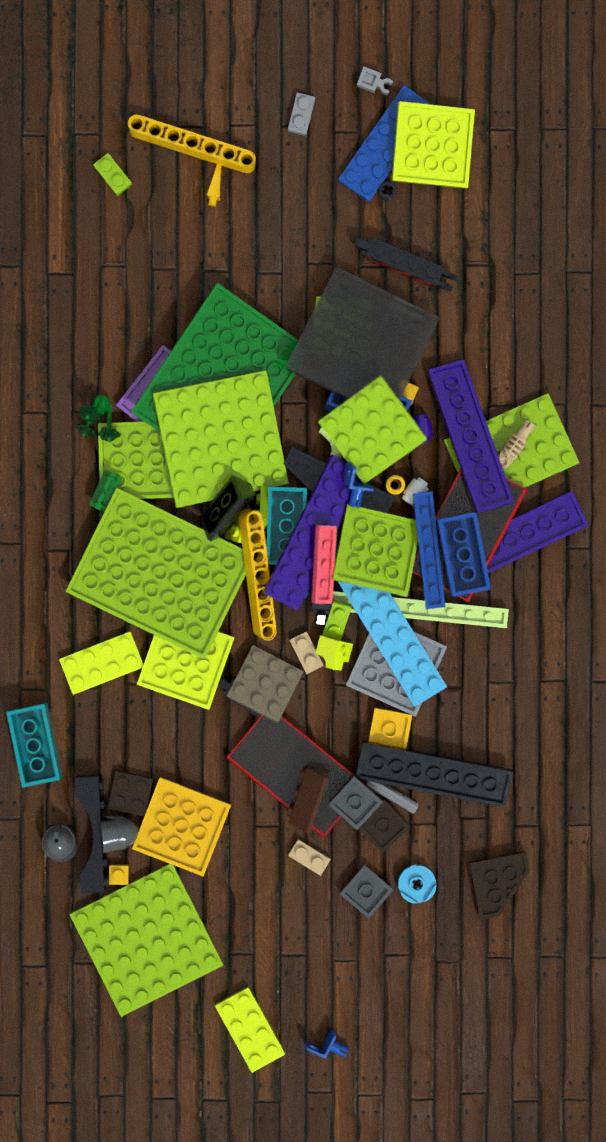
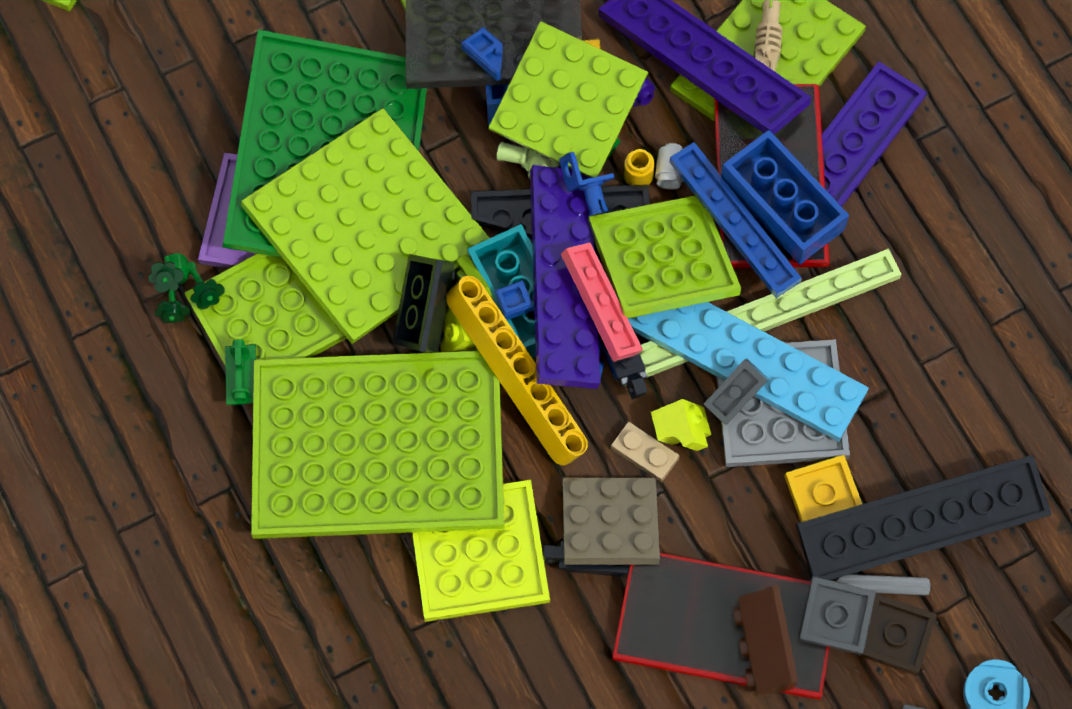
camera: 25 degrees left, 20 degrees down
(101, 663) = (356, 619): neon yellow plate -> none
(277, 533) = (514, 300): none -> blue tile
(337, 619) = (661, 378): lime plate -> none
(342, 372) = (485, 51): none -> blue tile
(372, 652) = (736, 391): none -> dark grey plate

